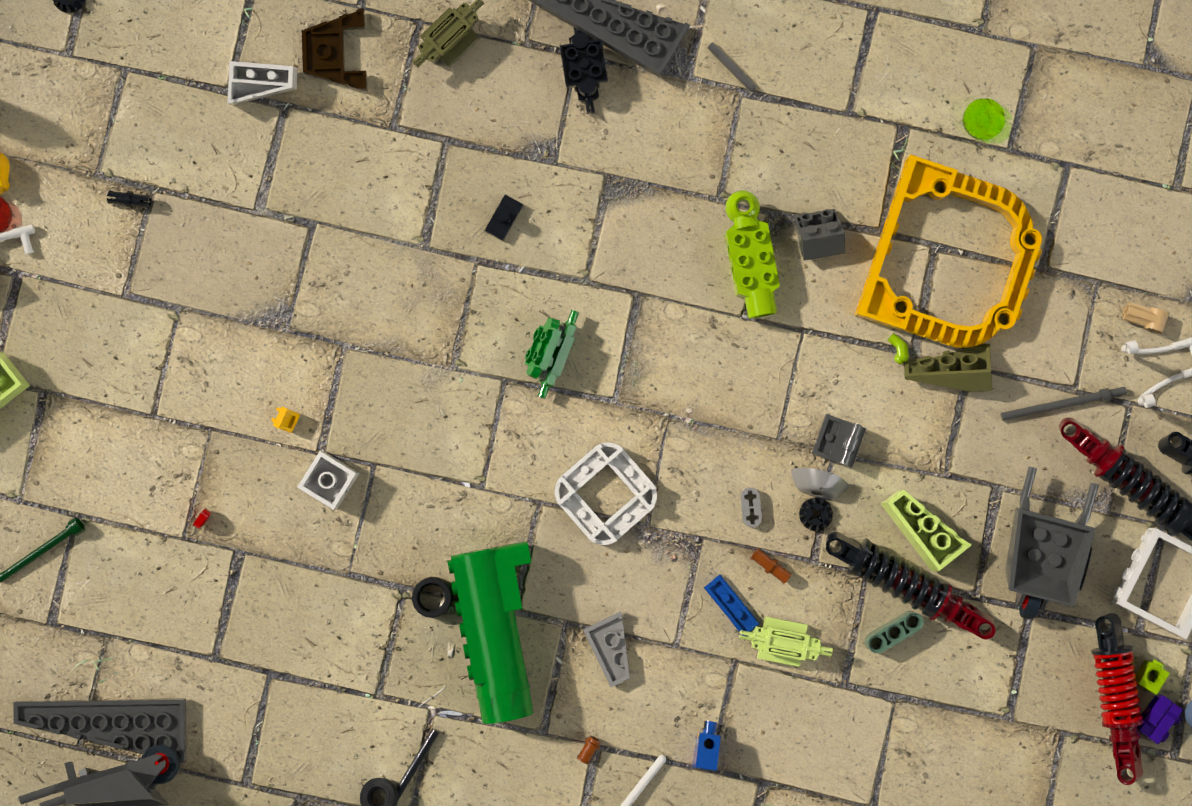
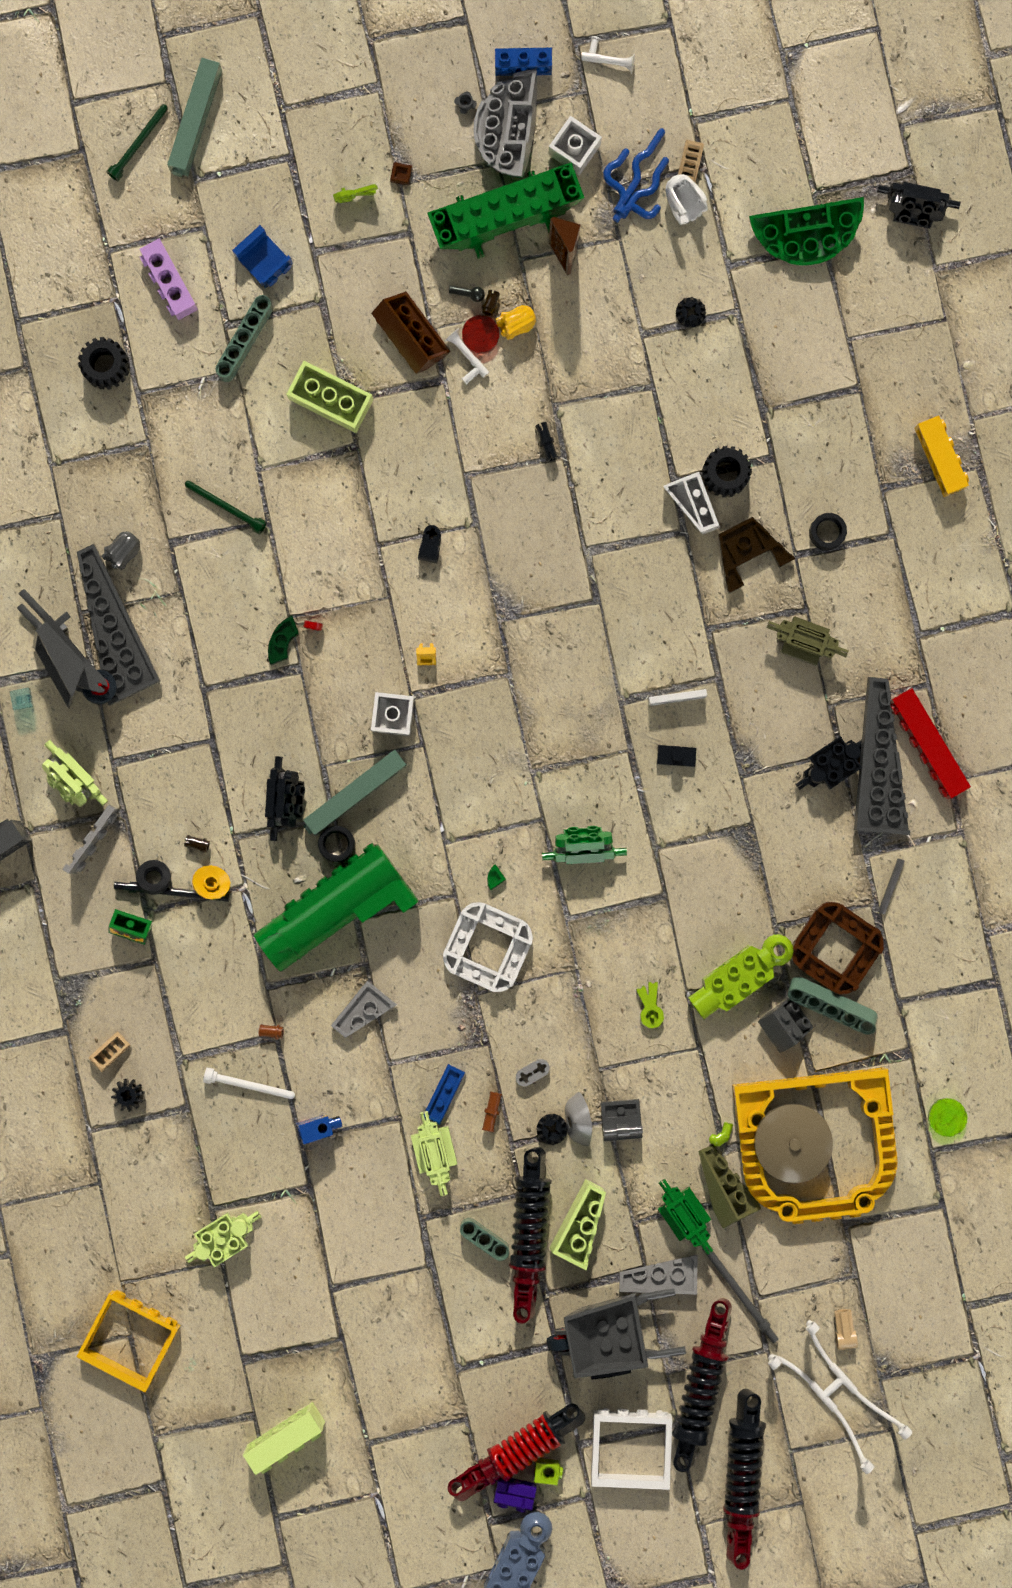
camera: 65 degrees right, 0 degrees up
(34, 676) = (122, 550): none -> dark grey piece
(179, 365) = (430, 548): none -> black piece
(201, 558) = (281, 639): none -> dark green tile
(235, 20) = (731, 456): none -> black tyre
(361, 629) = (283, 799): none -> black piece
(366, 737) = (197, 843): none -> dark brown pin
(389, 555) = (354, 793): none -> sand green brick
(405, 737) = (211, 875): none -> yellow dish
(446, 189) = (677, 697): none -> white tile
(540, 454) = (495, 877): none -> green tile
(749, 362) = (651, 1015): none -> lime piece
(793, 132) = (861, 962): none -> reddish brown plate
(822, 179) = (833, 1005): none -> sand green beam
(940, 281) = (793, 1143): none -> dark tan dish
(962, 421) = (685, 1215): none -> green piece
(1015, 457) = (675, 1274): none -> light grey wing

